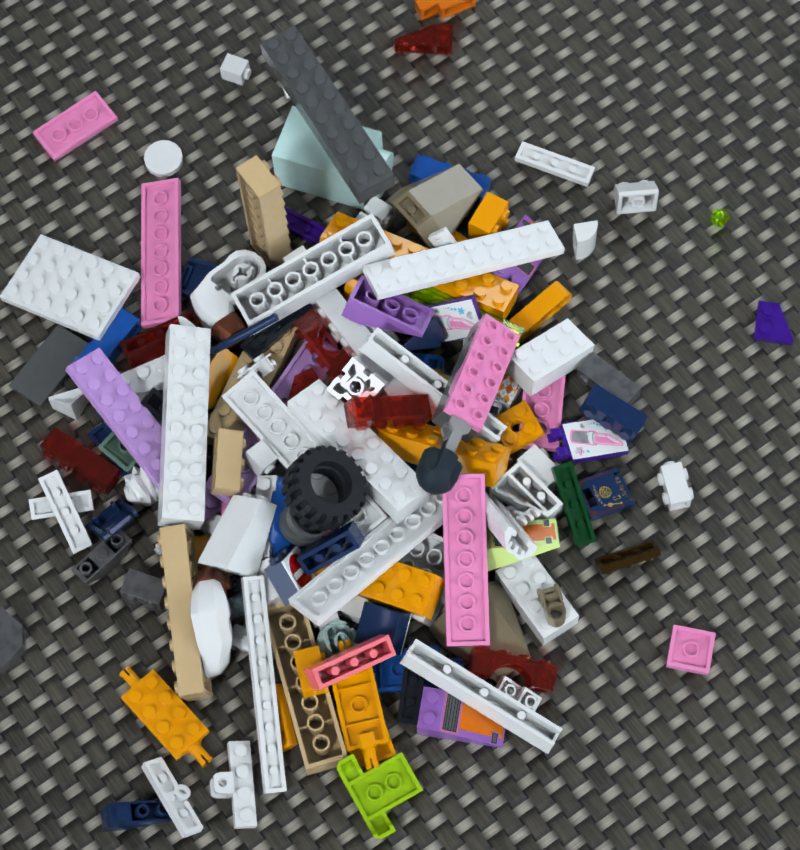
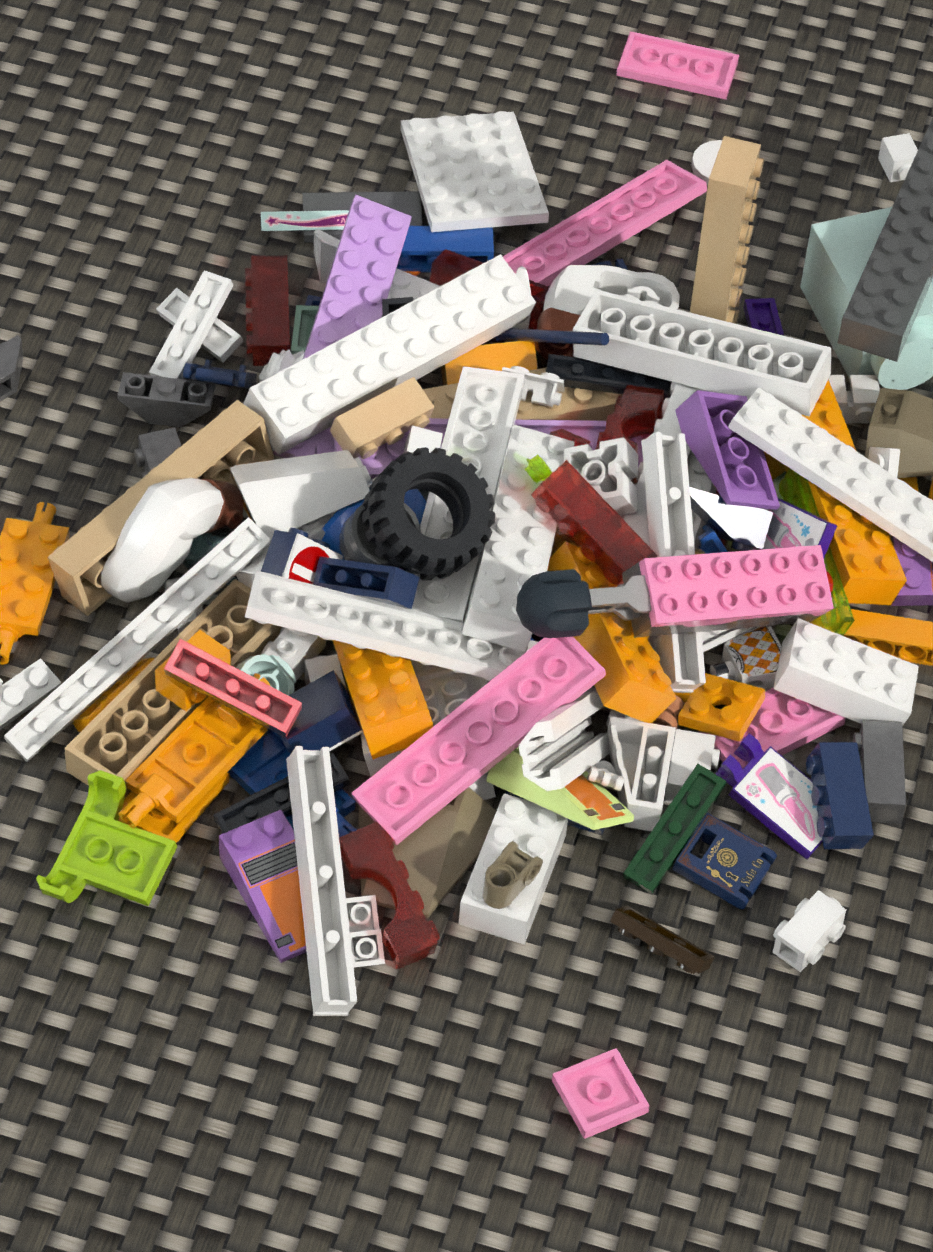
camera: 45 degrees right, 15 degrees down
(36, 391) = (303, 220): none -> sticker
(335, 412) = (538, 469): none -> clear neon green plate

